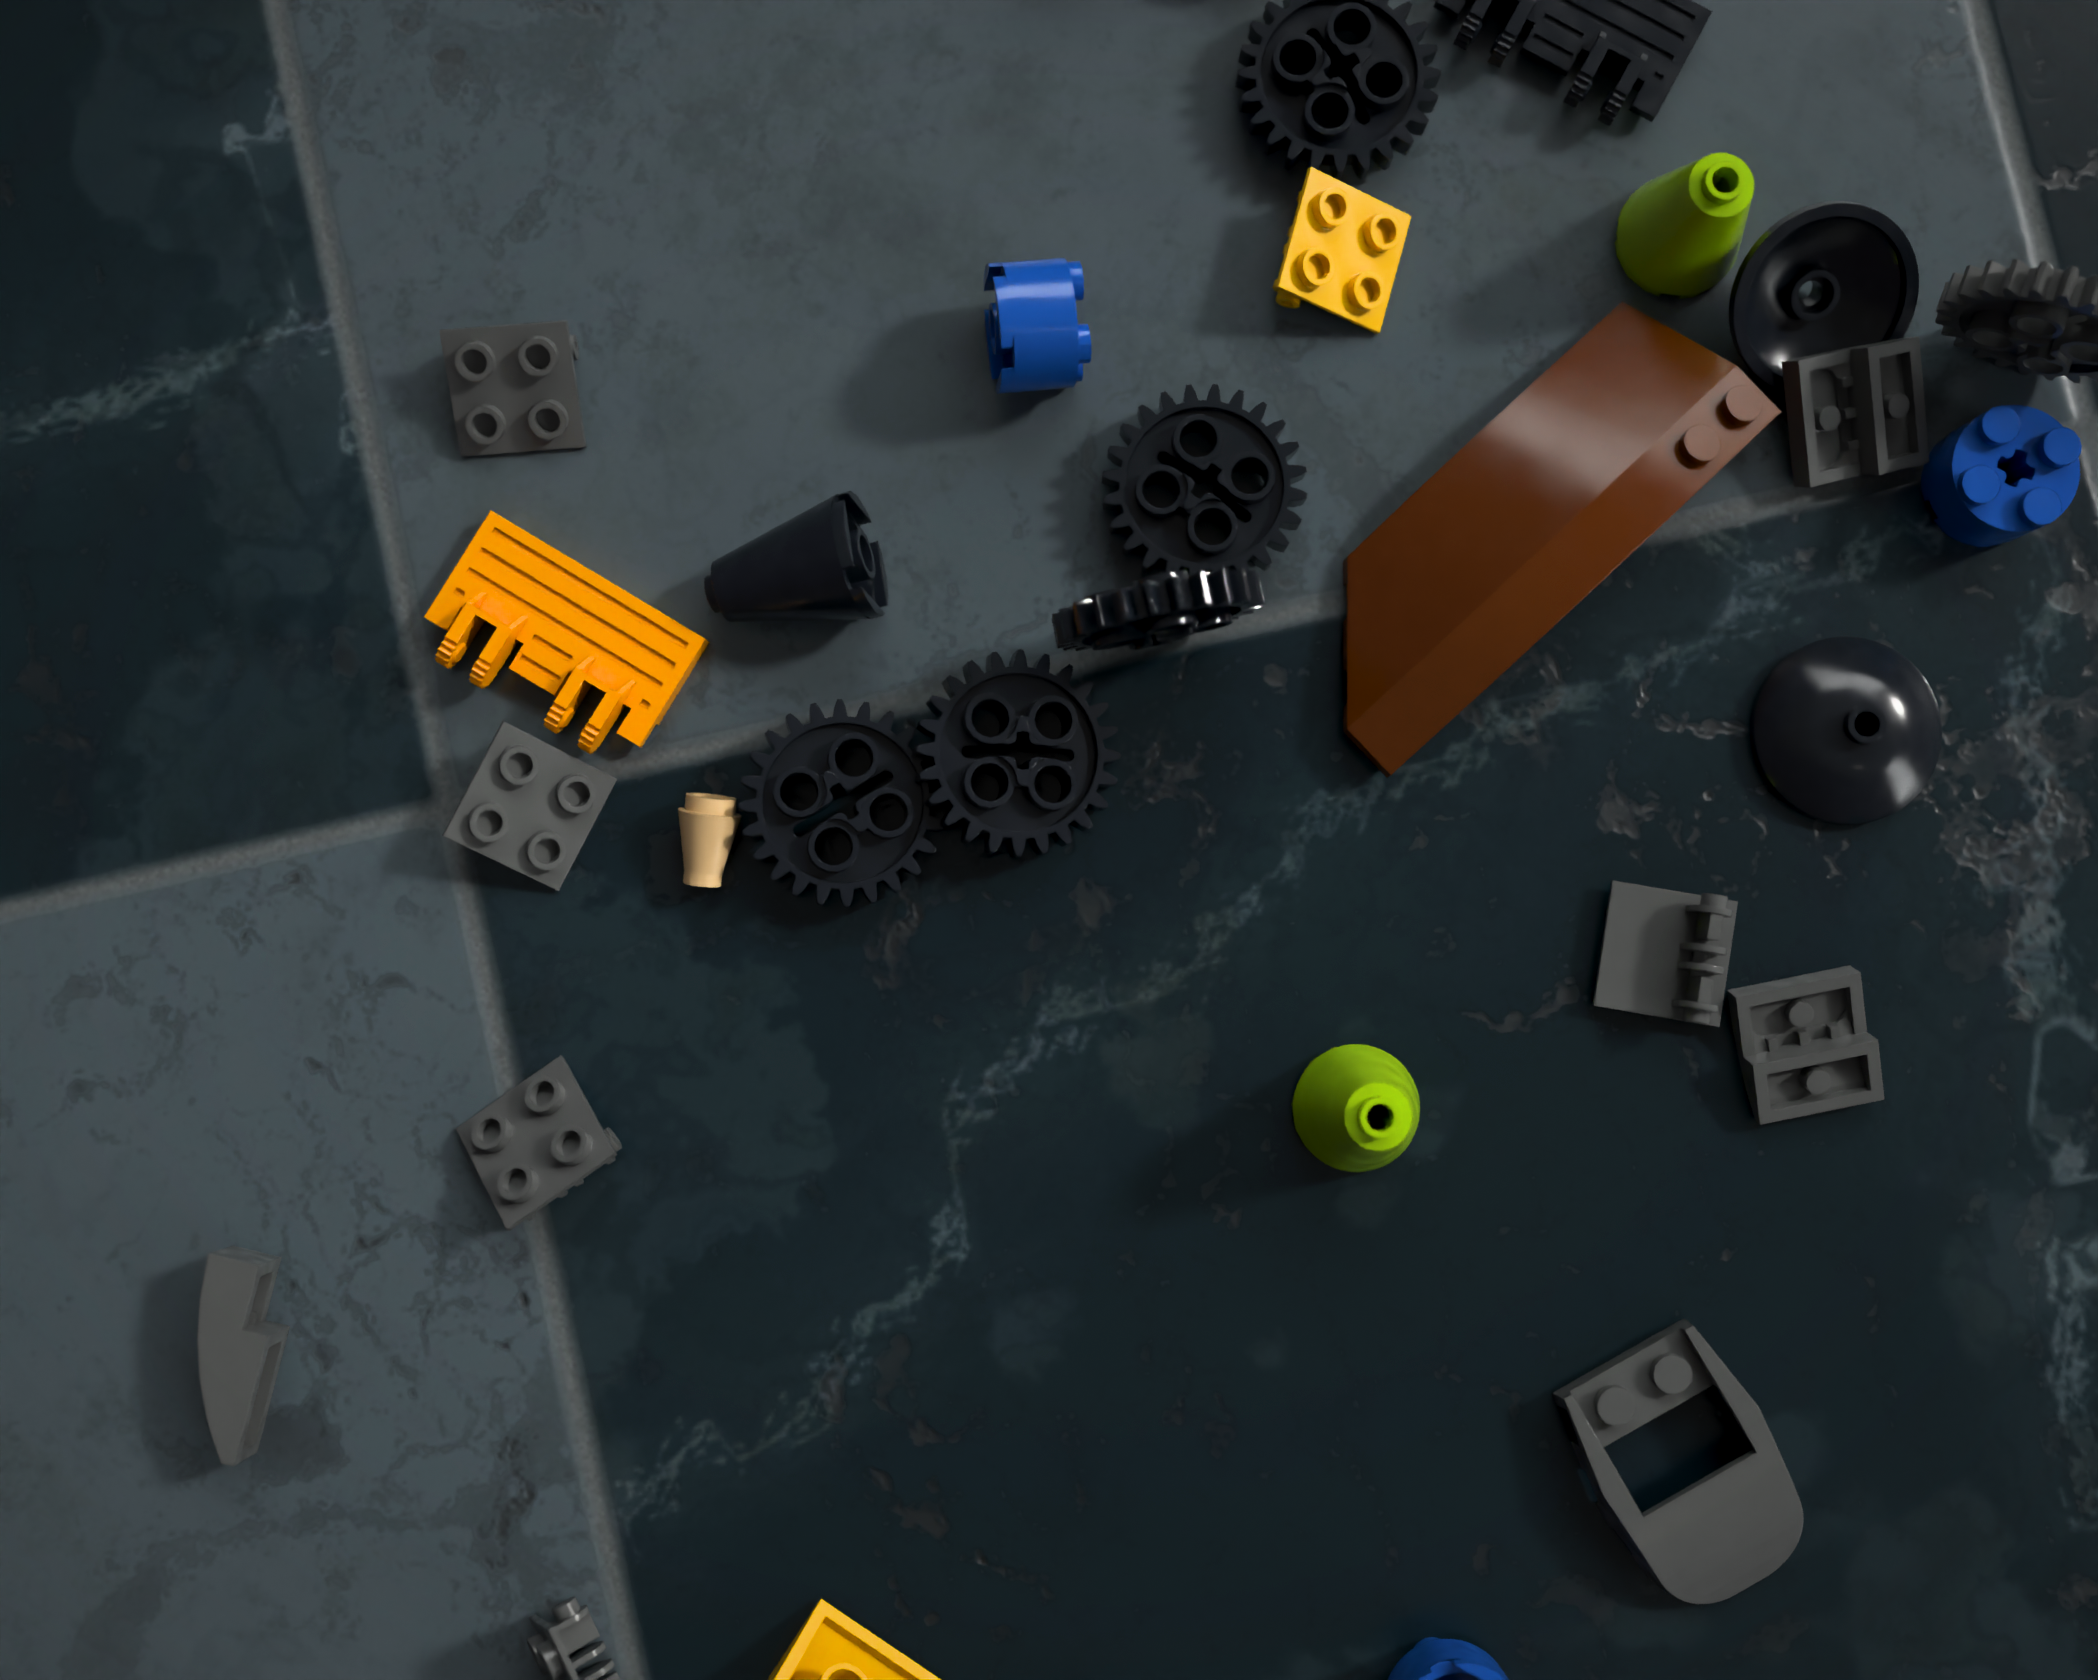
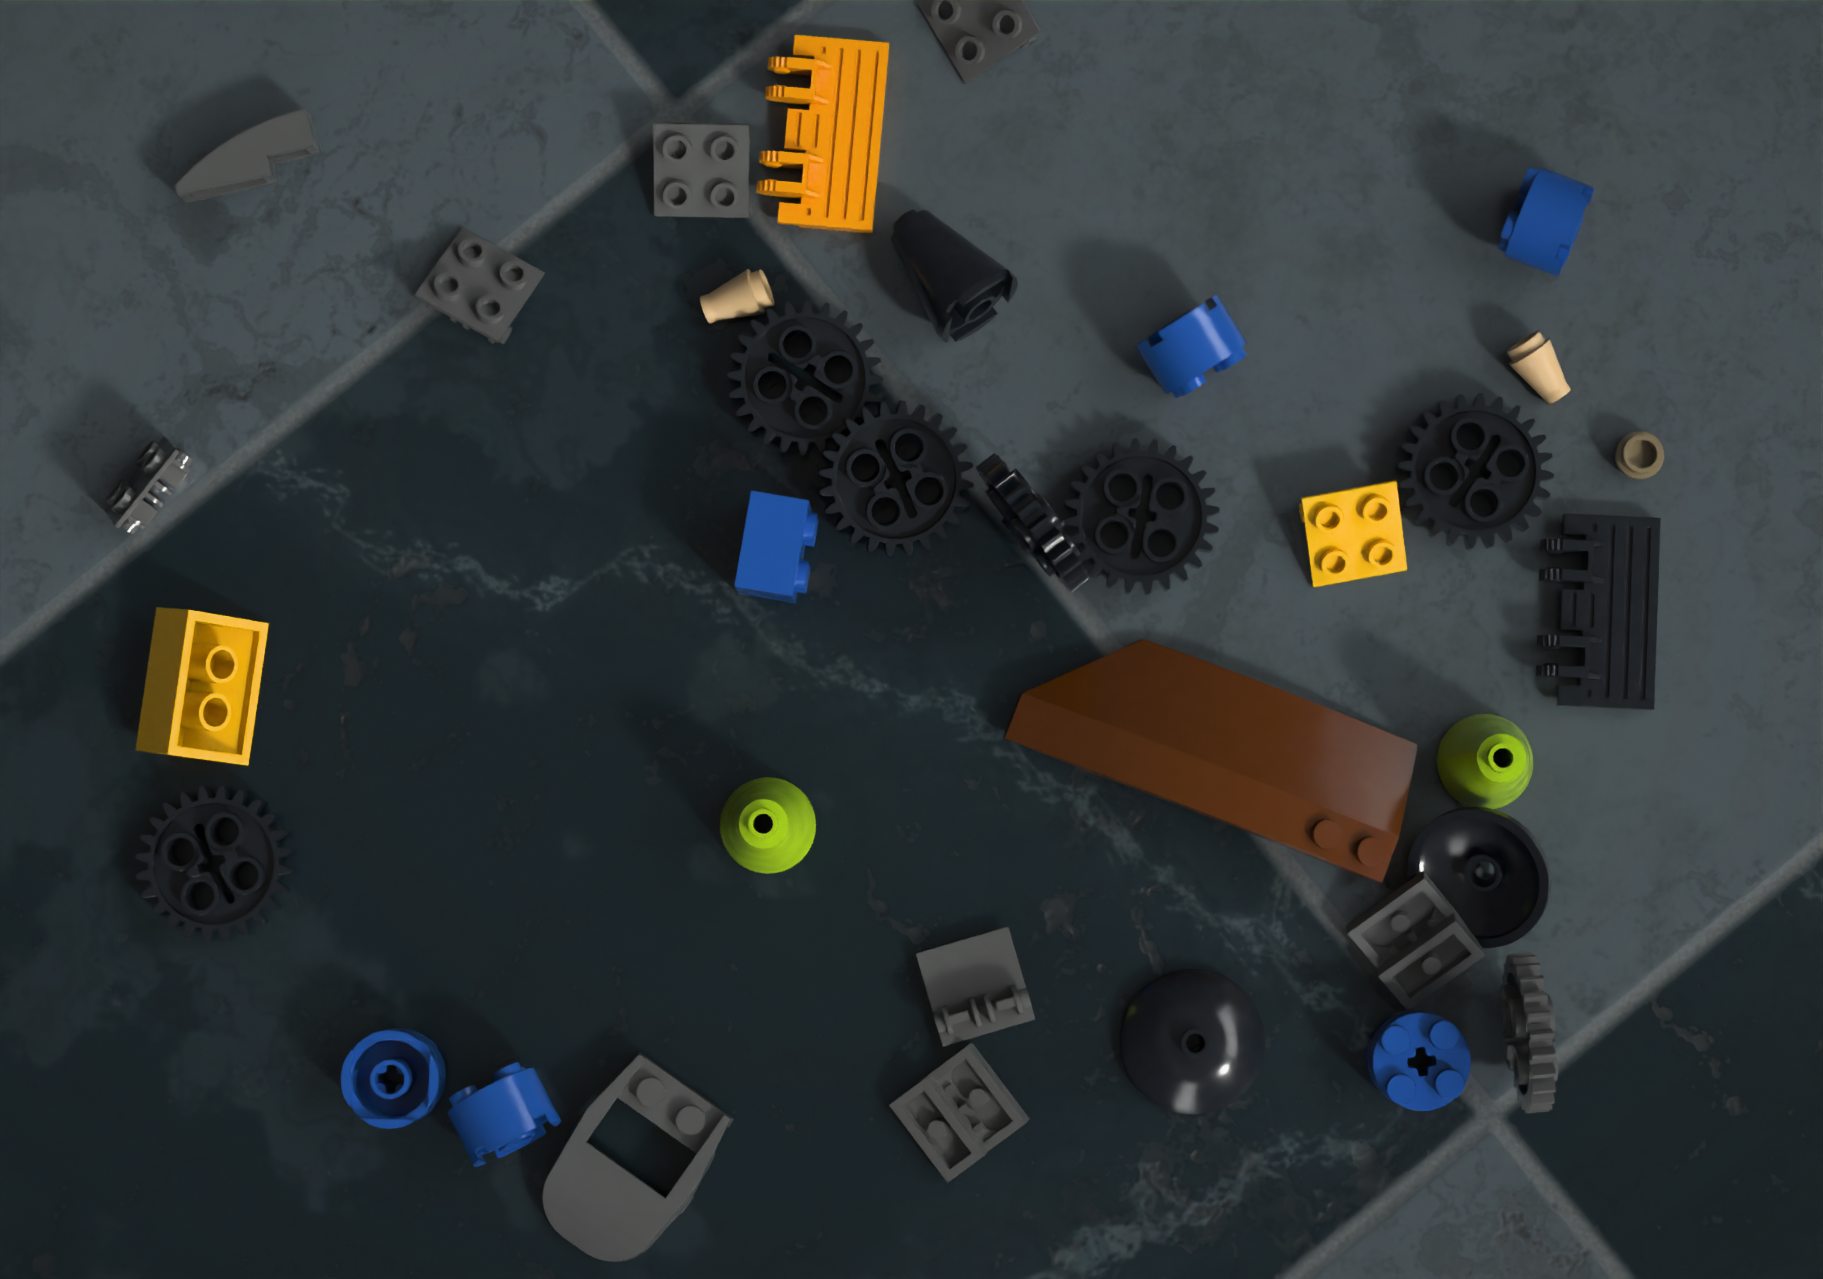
camera: 70 degrees right, 0 degrees up
(1033, 936) = (775, 547): none -> blue brick
(1567, 1605) = (502, 1114): none -> blue brick

